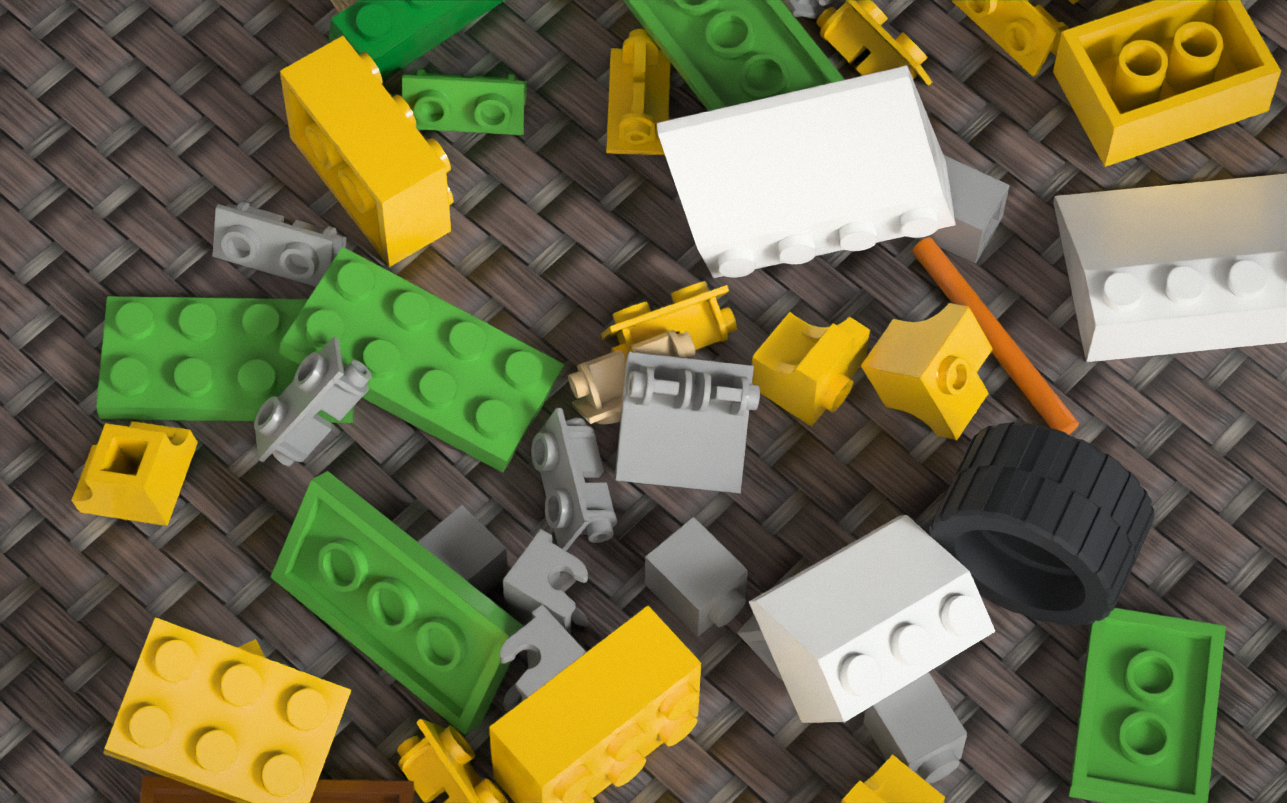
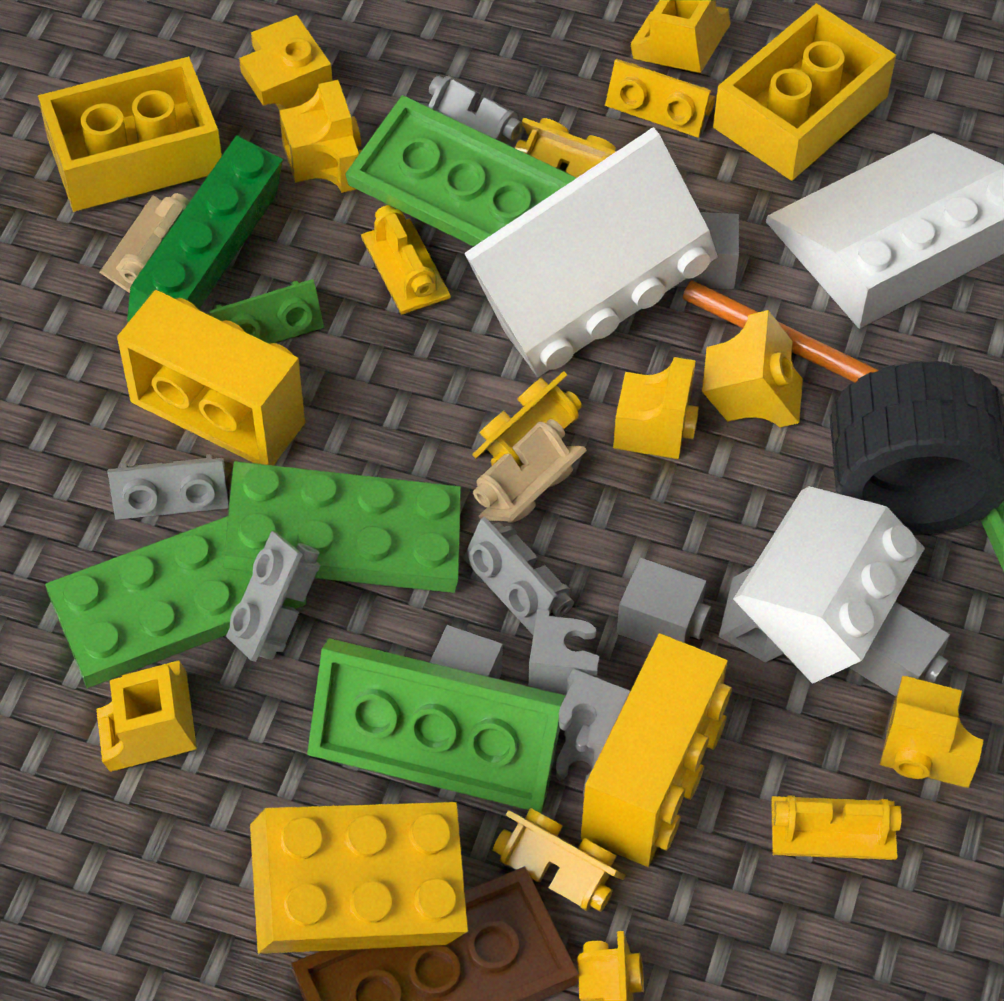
camera: 25 degrees left, 5 degrees down
(684, 422) = (587, 489): light grey hinge -> none

